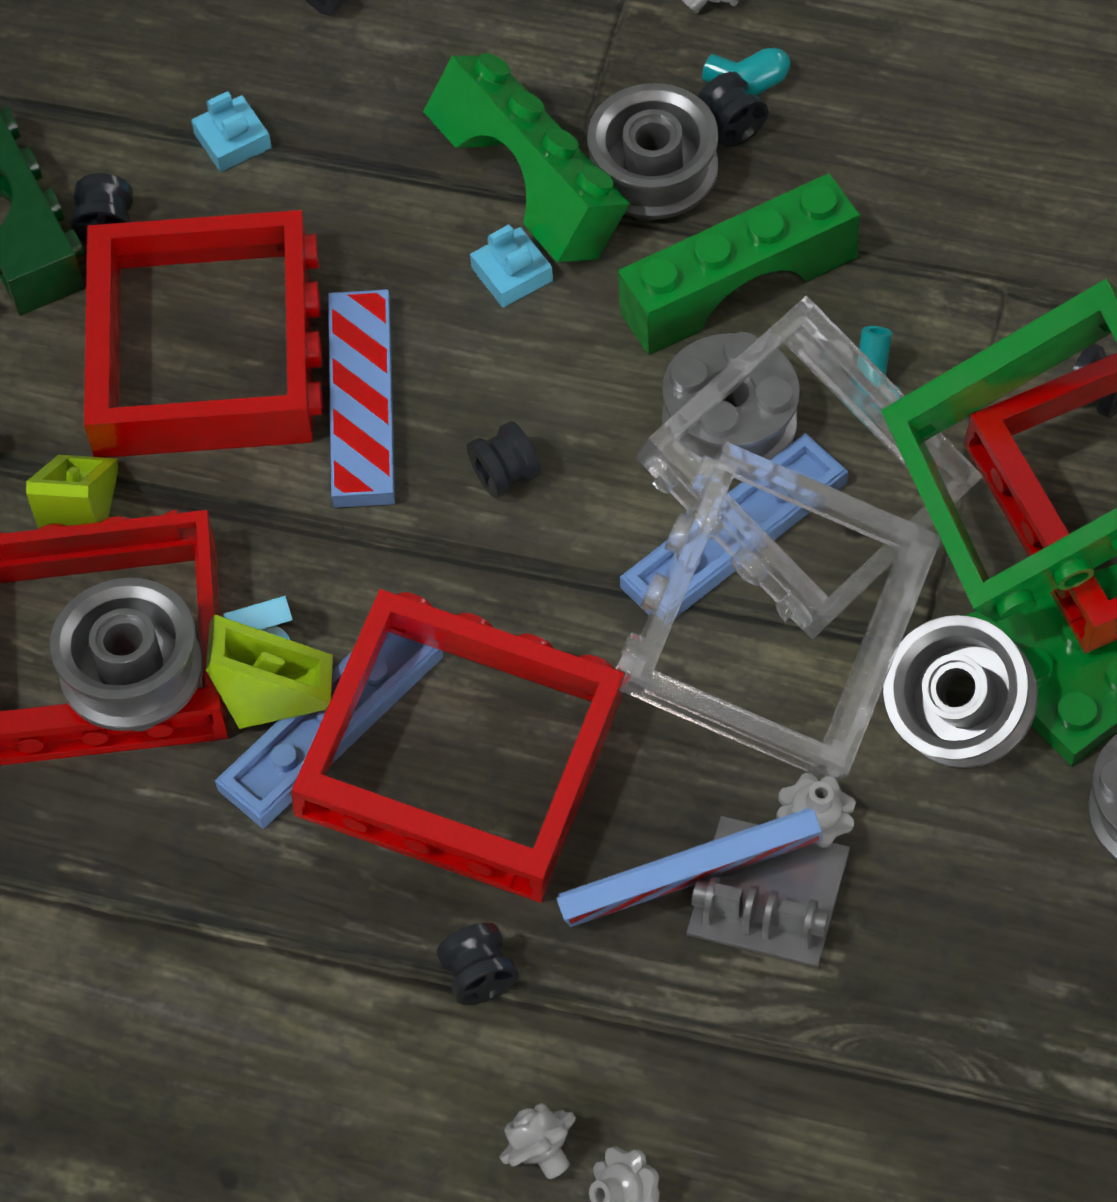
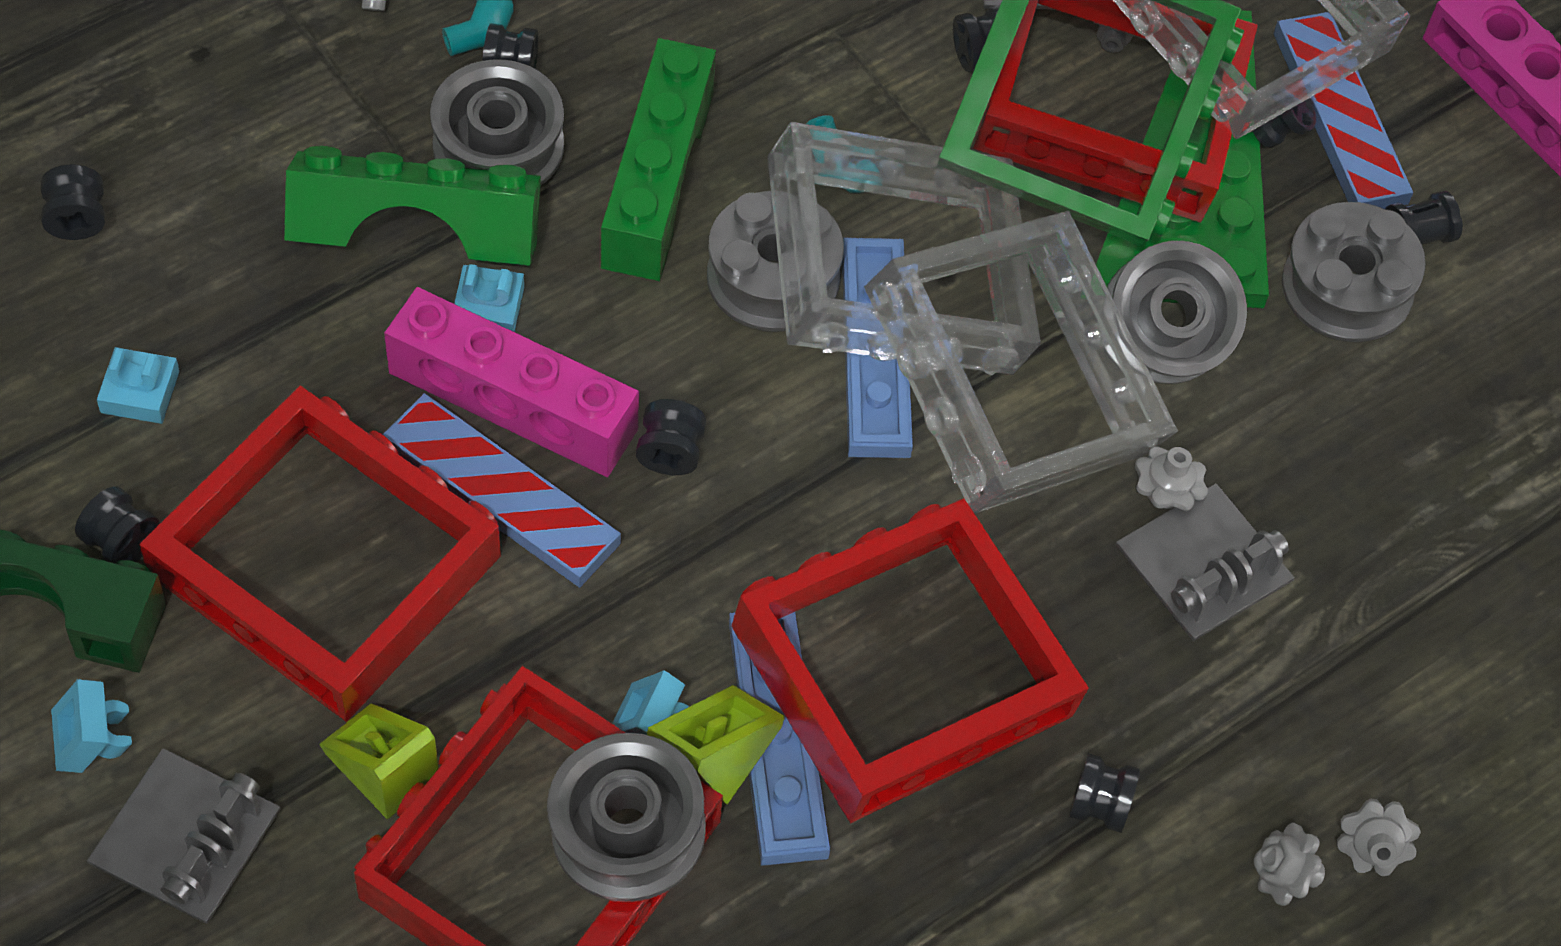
camera: 60 degrees left, 0 degrees up
(445, 328) = (512, 381): none -> dark pink brick
(685, 867) = (1160, 589): medium blue tile -> none

